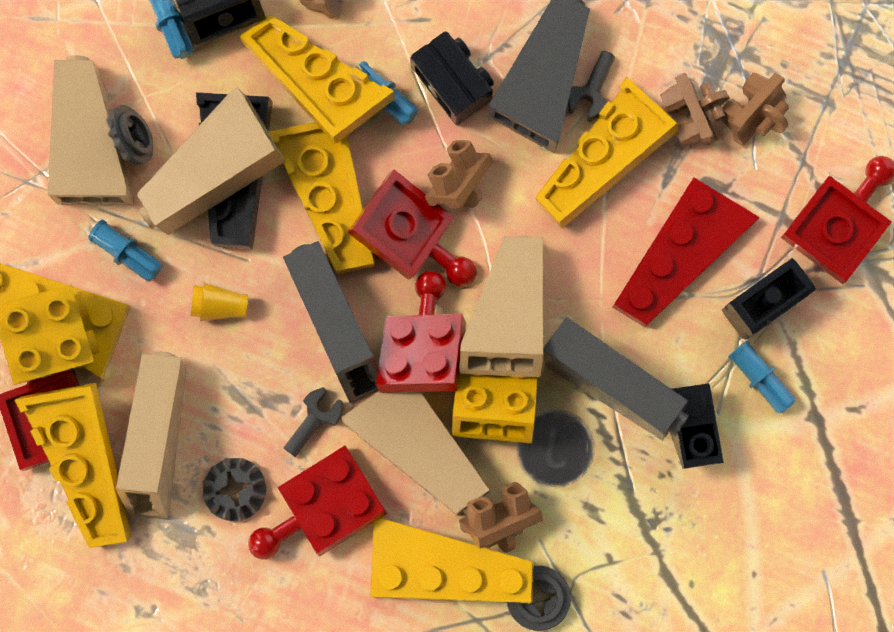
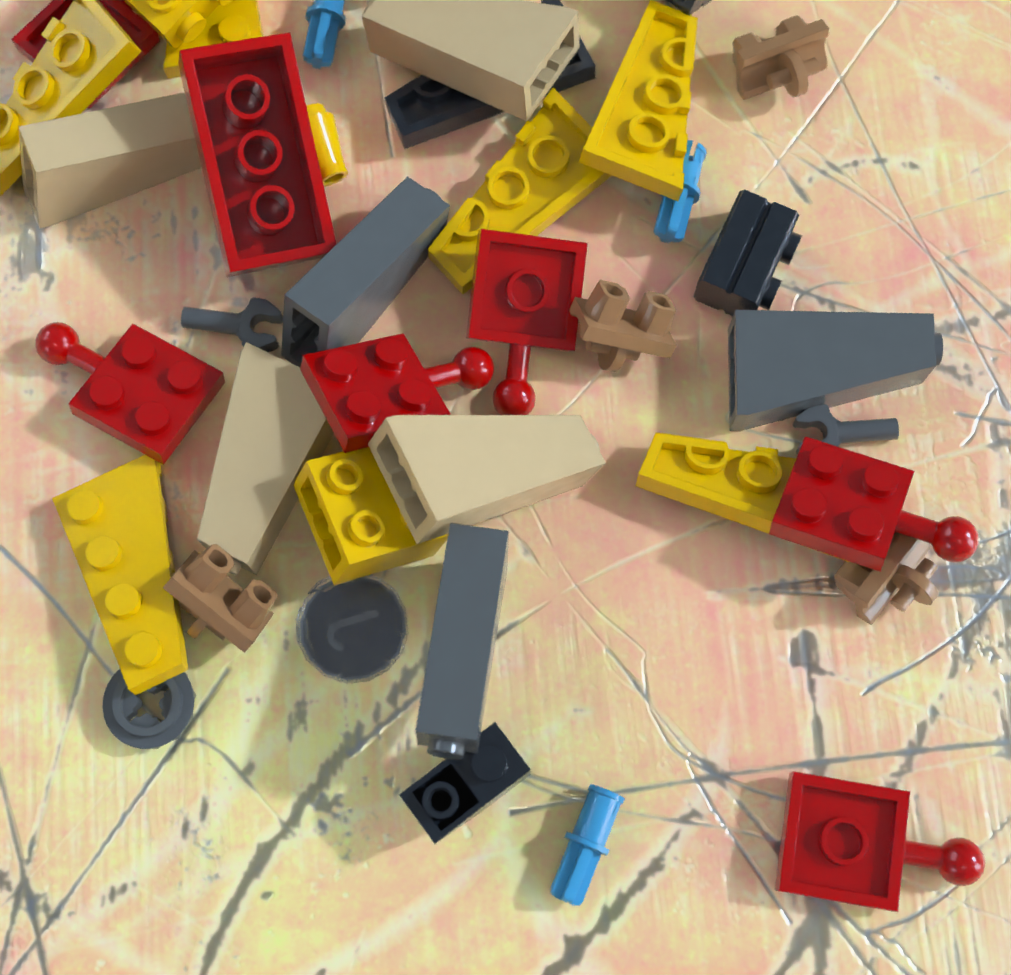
camera: 65 degrees right, 5 degrees down
(220, 344) = (257, 153): none -> red brick
(250, 498) = (104, 301): dark grey gear -> none
(650, 109) = (855, 505): none -> red plate
(687, 244) = (710, 655): red wing -> none
(761, 113) = (942, 655): medium nougat hips -> none
(768, 299) = (692, 794): black brick -> none

